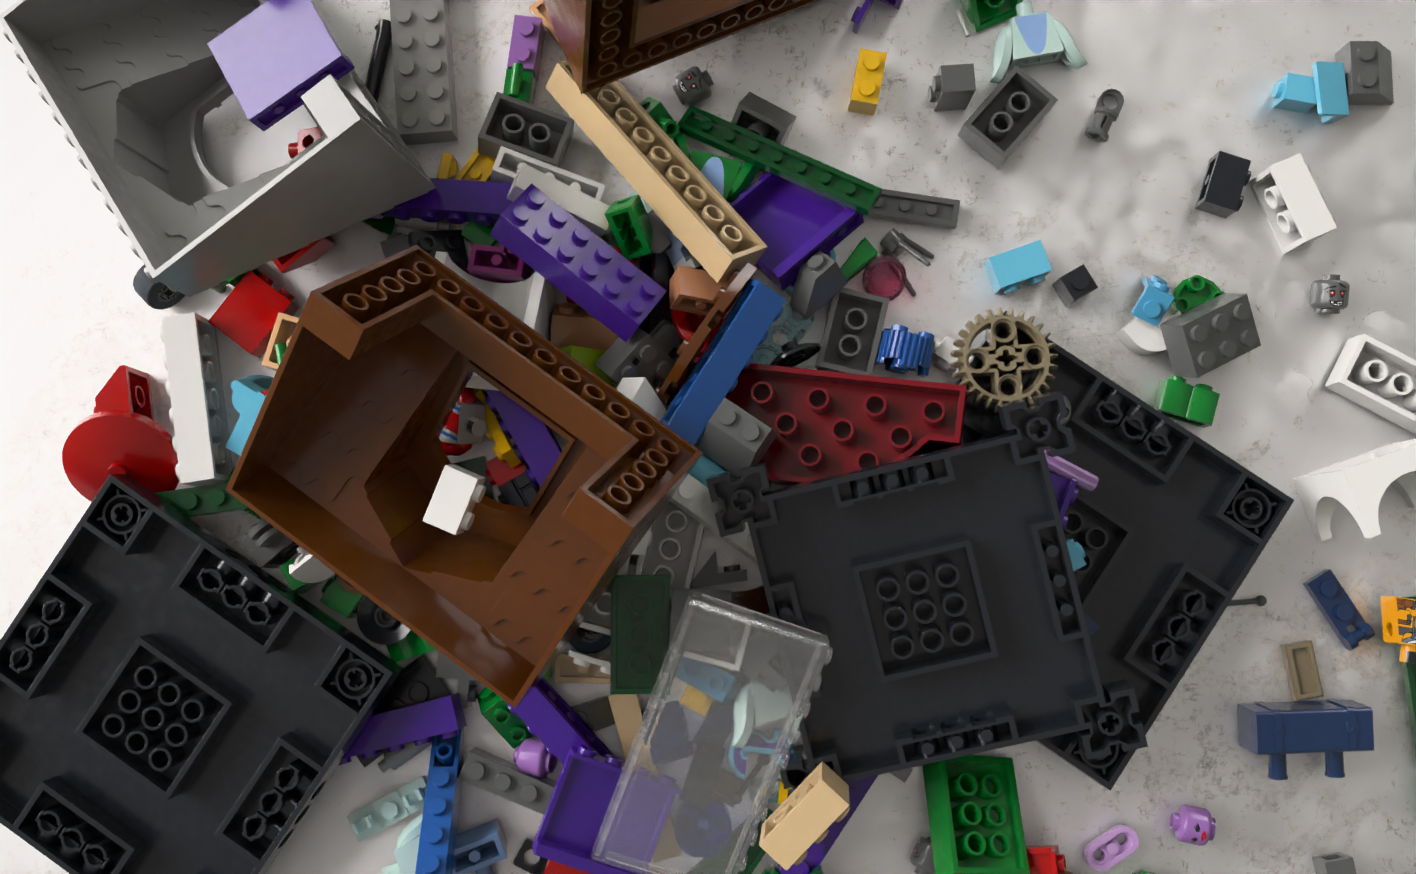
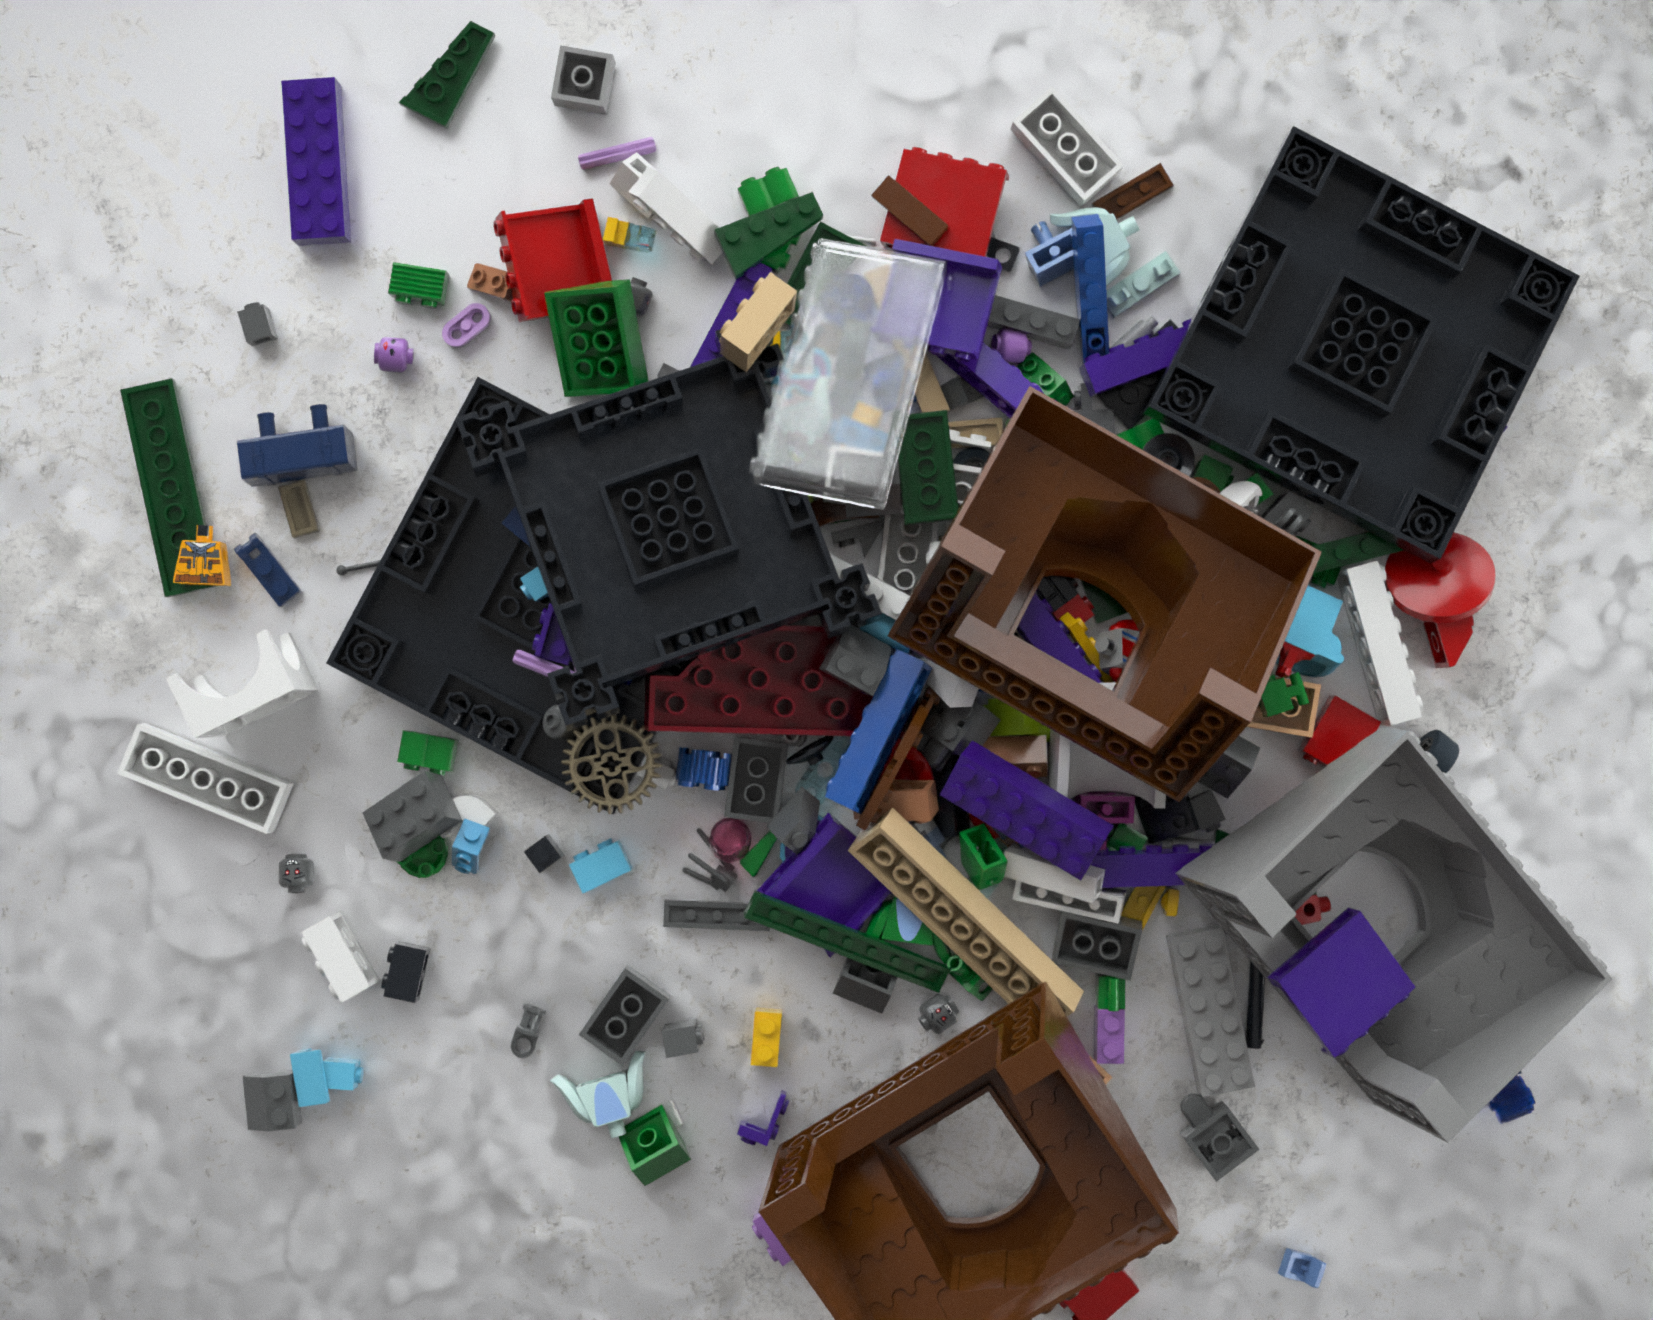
camera: 170 degrees right, 5 degrees up
(455, 499) = (1110, 568): white brick -> none

